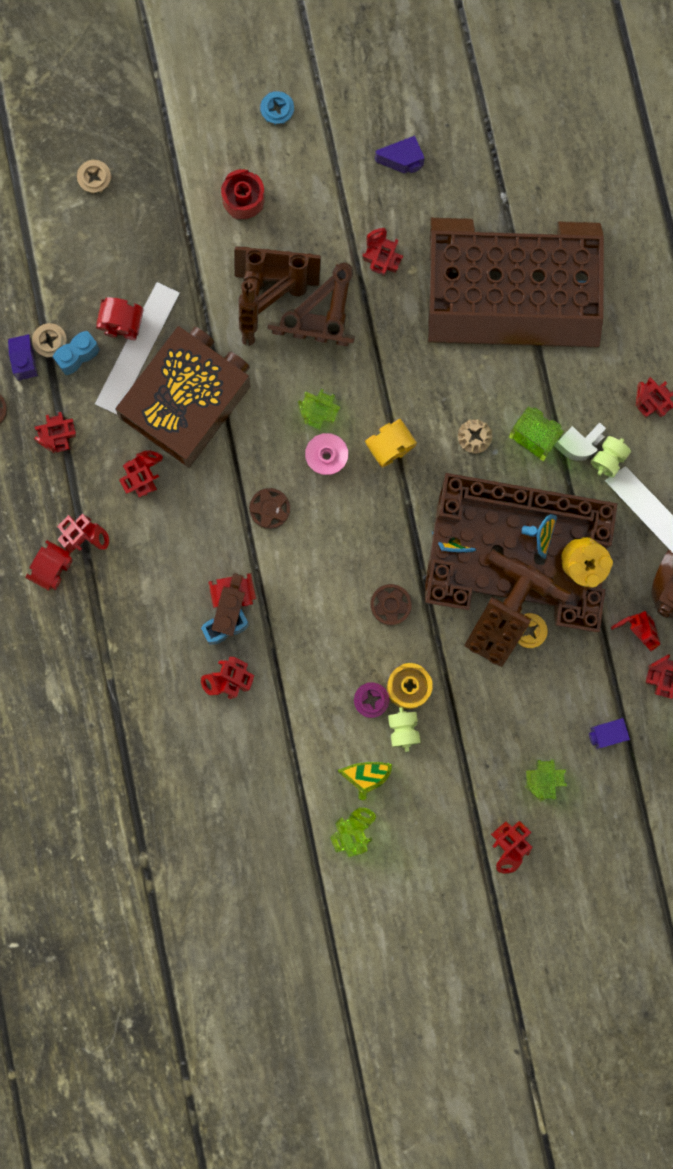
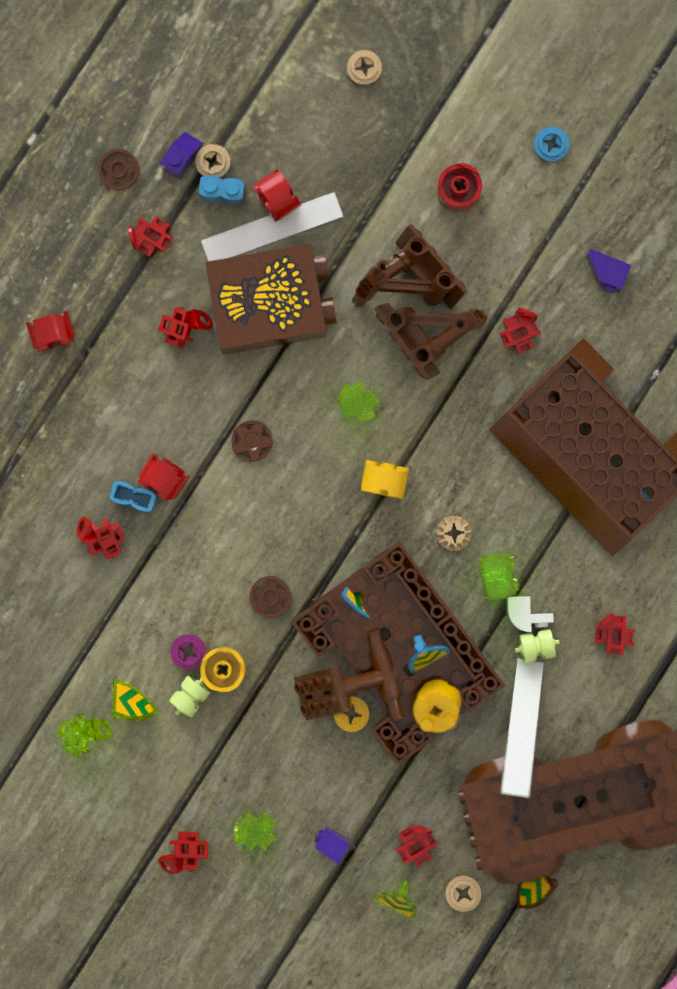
camera: 55 degrees right, 5 degrees up
(87, 531) = (102, 331): red piece -> none
(229, 607) = (147, 487): reddish brown plate -> none
(330, 445) = (338, 433): bright pink dish -> none
(643, 627) = (433, 794): red piece -> none

